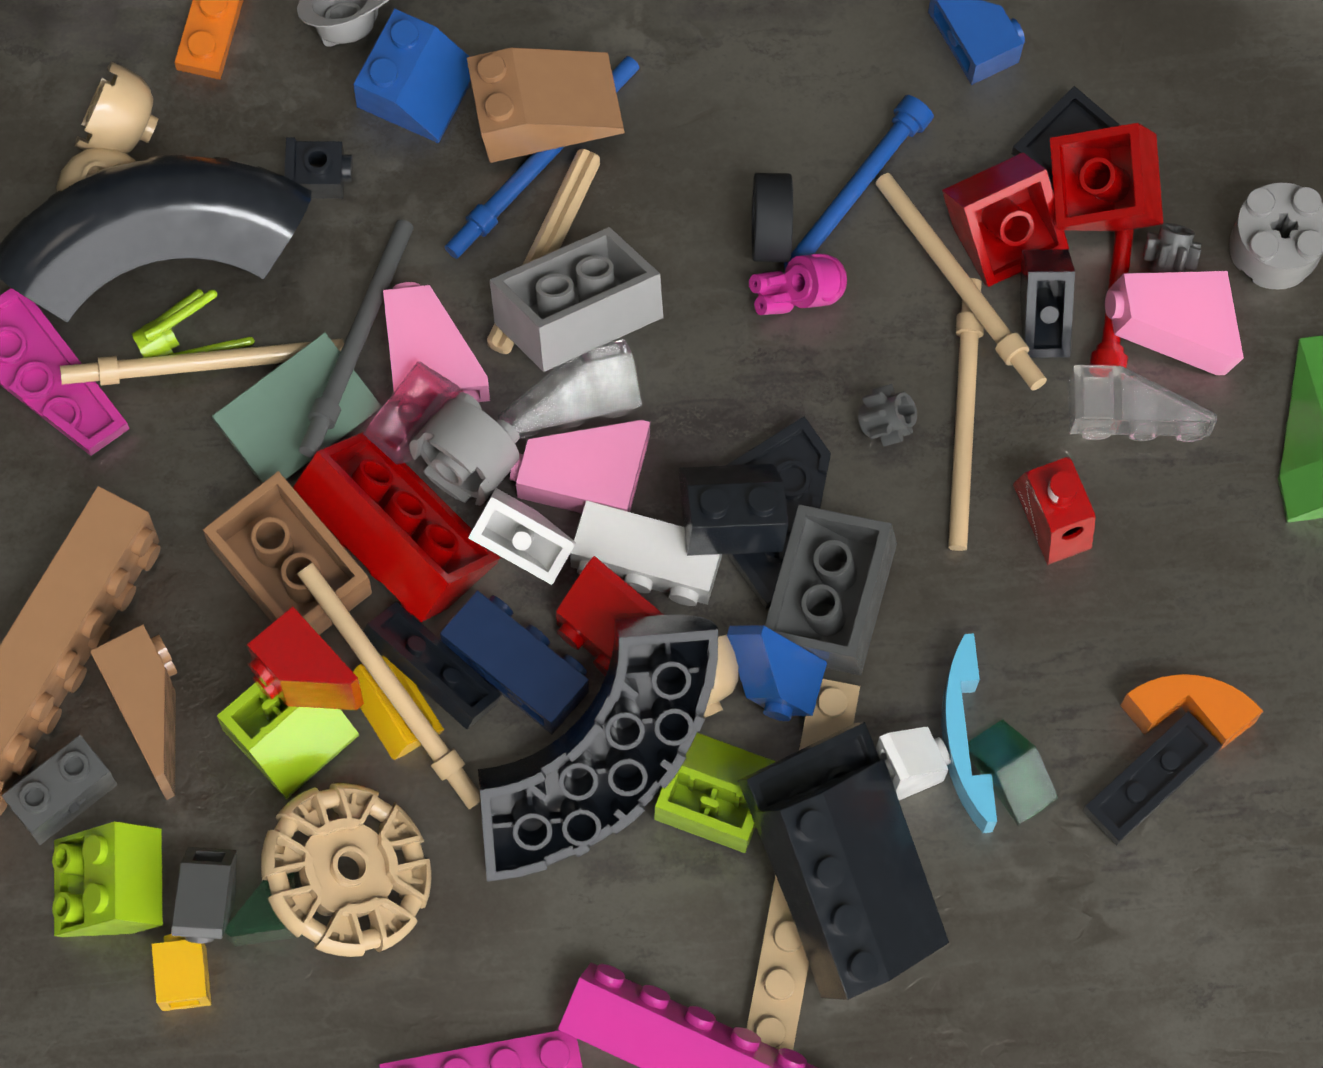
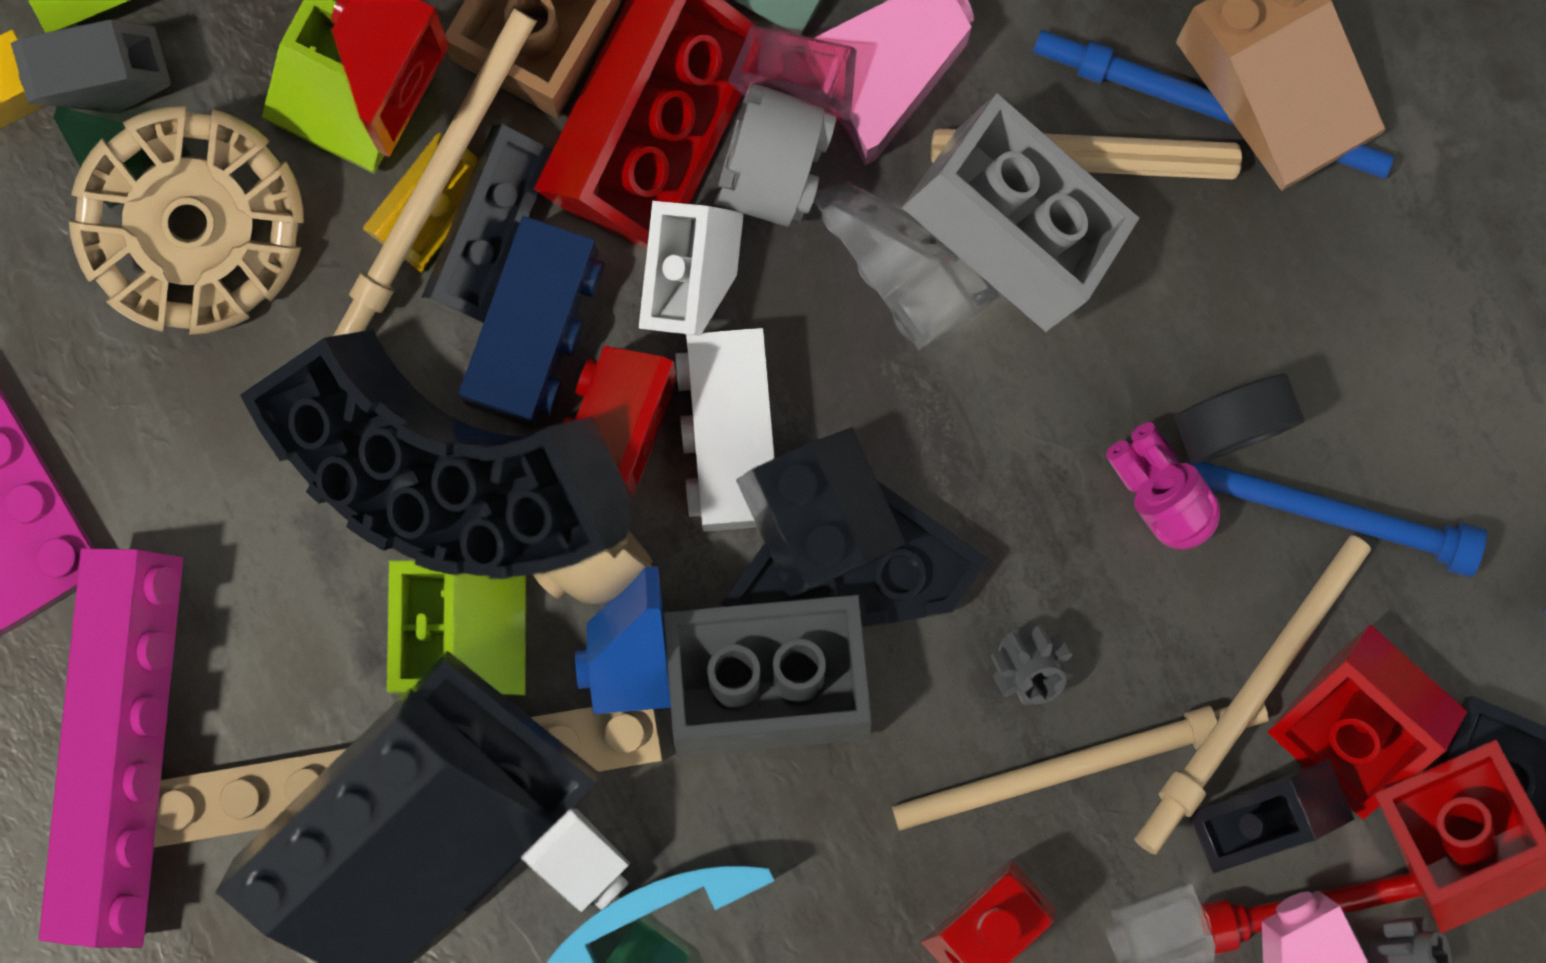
camera: 70 degrees right, 10 degrees up
(583, 466) = (812, 314): bright pink slope -> none

